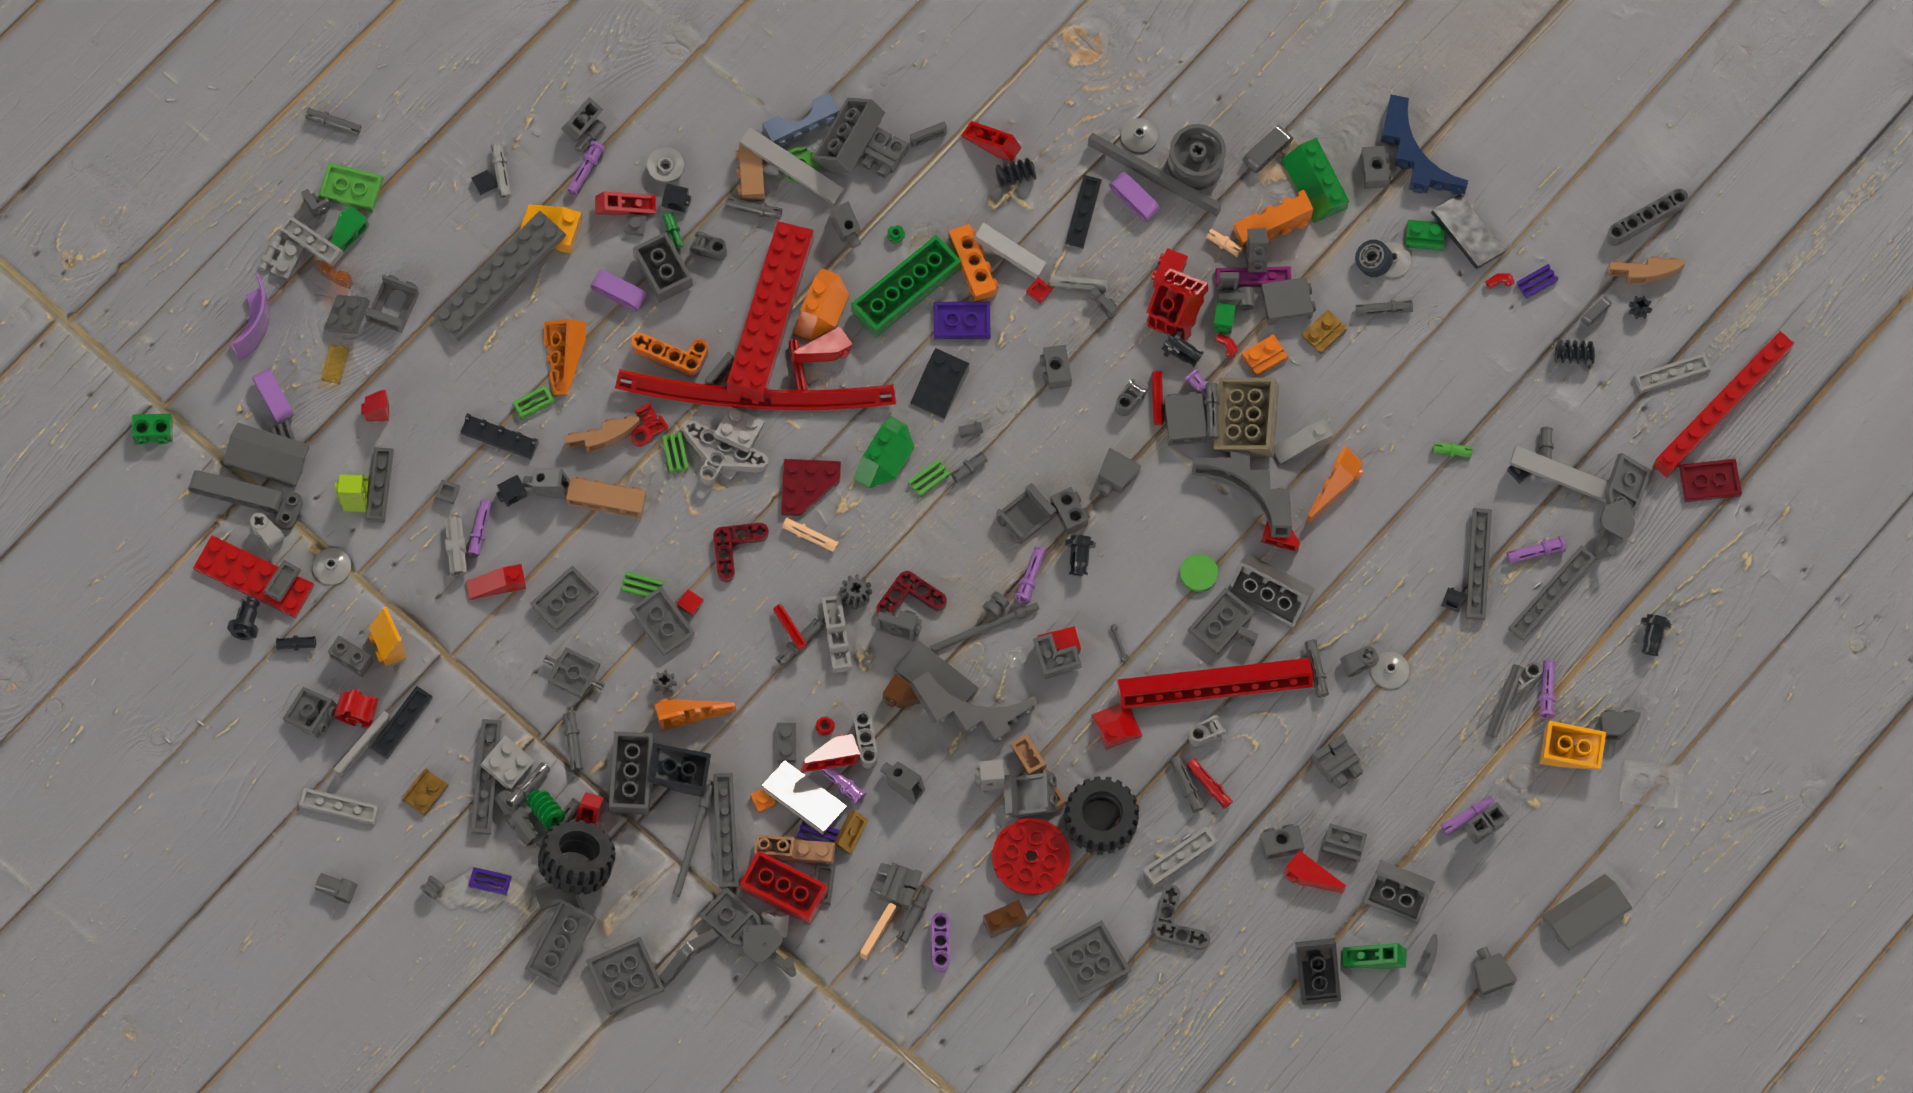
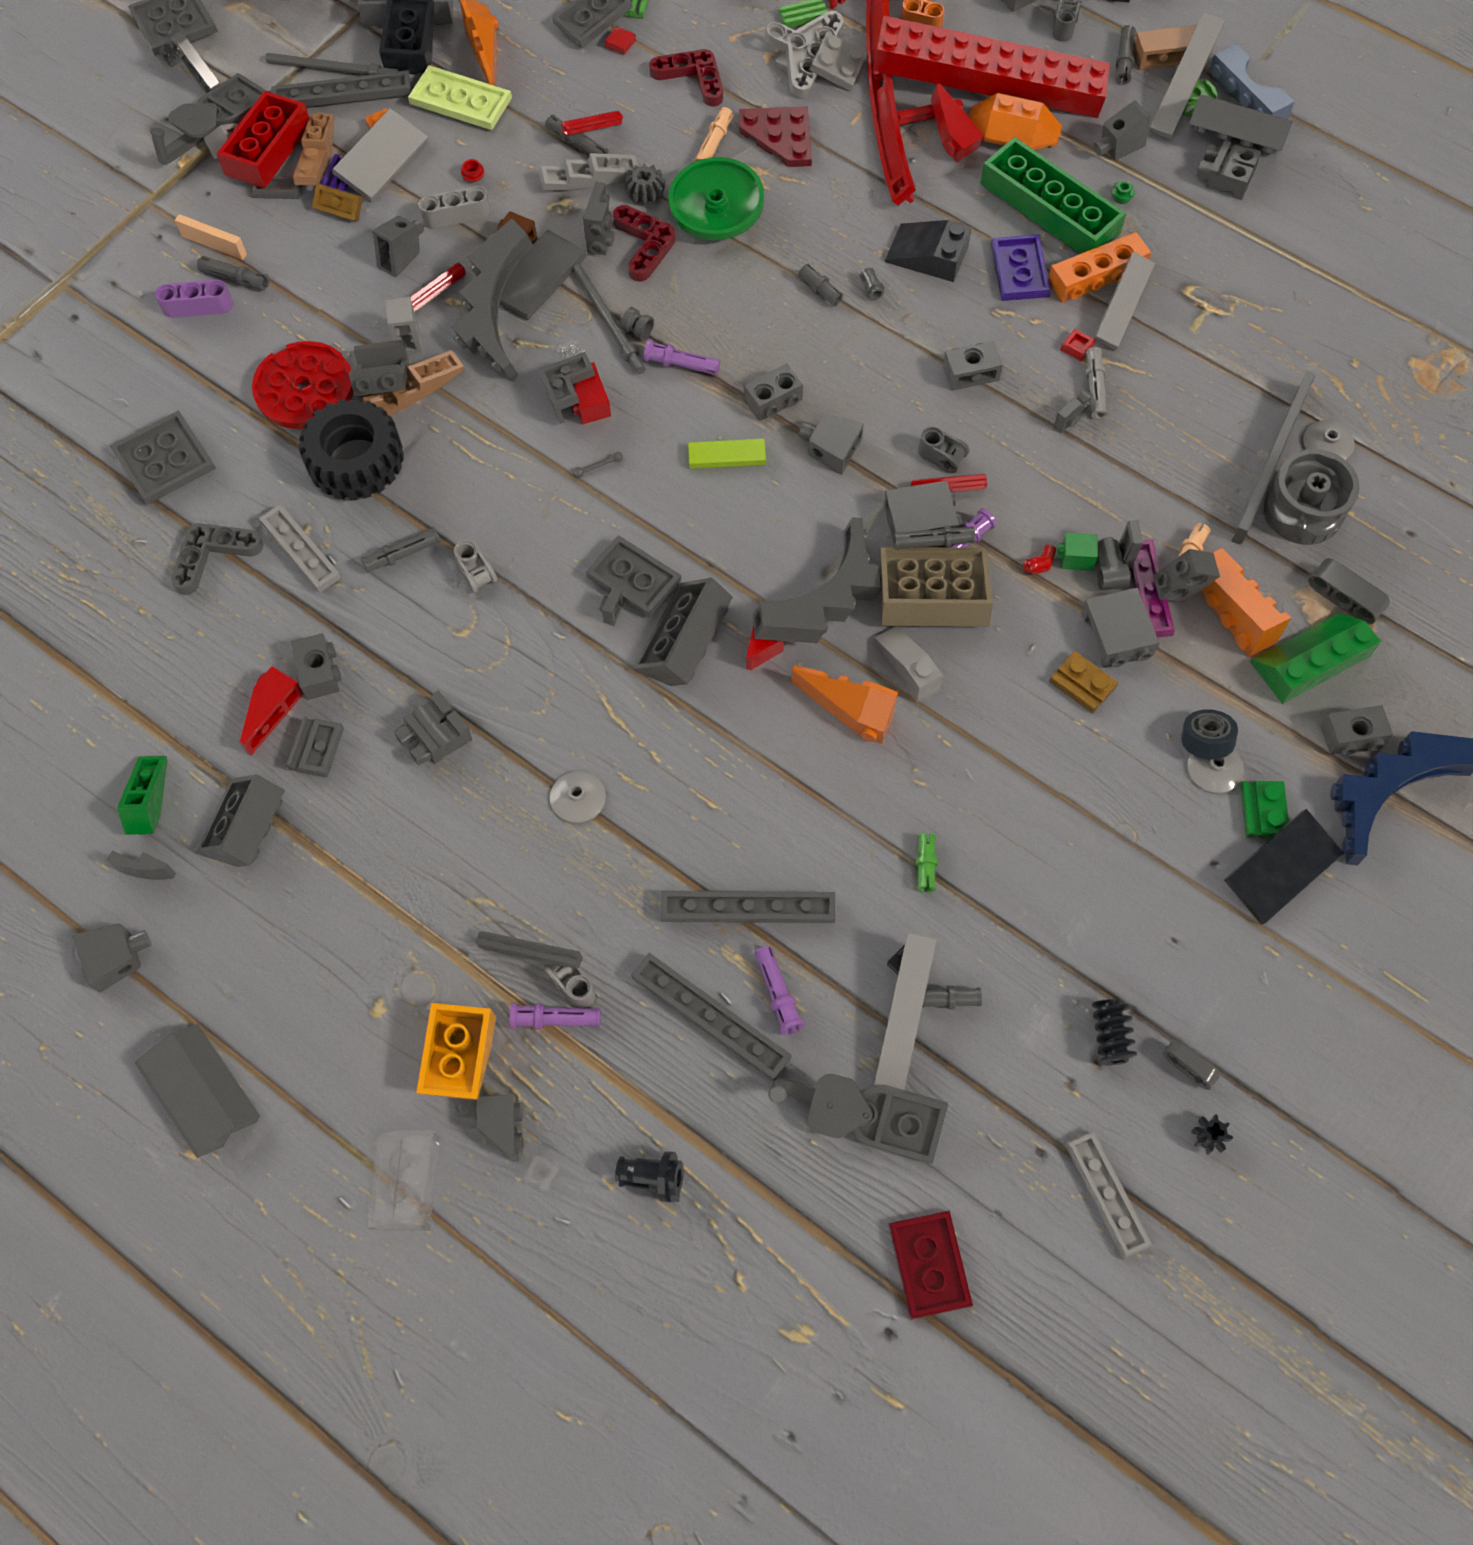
camera: 90 degrees right, 5 degrees down
(660, 679) = (519, 21): dark grey gear -> none
(744, 733) = (460, 97): none -> yellowish green plate
(786, 742) = (452, 139): dark grey plate -> none
(835, 753) = (431, 170): slope -> none
(846, 786) = (395, 194): medium lavender pin -> none
(881, 535) = (716, 198): none -> green dish
(885, 454) = (830, 198): green wedge -> none
(898, 886) = (269, 250): dark grey hips -> none
(928, 134) = (1266, 210): dark grey tile -> none
(942, 468) = (805, 246): bright green tile -> none
(942, 757) = (437, 285): none -> axle
(992, 140) = (1273, 278): red slope -> none
(1004, 919) = (219, 359): reddish brown brick -> none
(1015, 172) = (1237, 302): black piece -> none
(1026, 514) = (761, 346): dark grey panel -> none
(1079, 553) = (715, 404): black piece -> none
(1083, 211) = (1201, 385): black tile -> none
(1116, 726) = (480, 465): red slope -> none
(1118, 550) = (727, 453): none -> lime tile
(1134, 196) = (1235, 436): medium lavender beam -> none
(1171, 259) = (1134, 483): red brick -> none
(1176, 303) = (1085, 484): red slope -> none
(1181, 349) = (1025, 492): black piece -> none
(1199, 572) = (702, 548): bright green tile -> none
(1209, 783) = (425, 559): red pin -> none
(1215, 683) = (541, 573): red brick -> none
(1264, 355) = (1034, 609): orange plate -> none
(1318, 674) = (572, 697): dark grey pin -> none
(1318, 971) = (131, 720): black slope -> none
(1357, 661) = (585, 751): dark grey piece -> none
(1384, 308) = (1138, 767): dark grey pin -> none
(1453, 599) = (687, 872): black tile -> none
(1466, 816) = (360, 920): medium lavender pin -> none
(1486, 823) = (326, 923): dark grey hips -> none
(1498, 278) = (1218, 918): red arm -> none
(1550, 273) = (1232, 967): dark purple tile -> none
(1652, 210) = (1389, 1145): dark grey beam -> none
(1652, 271) = (1281, 1154): medium nougat slope -> none
(1723, 404) = (1070, 1283): red brick -> none

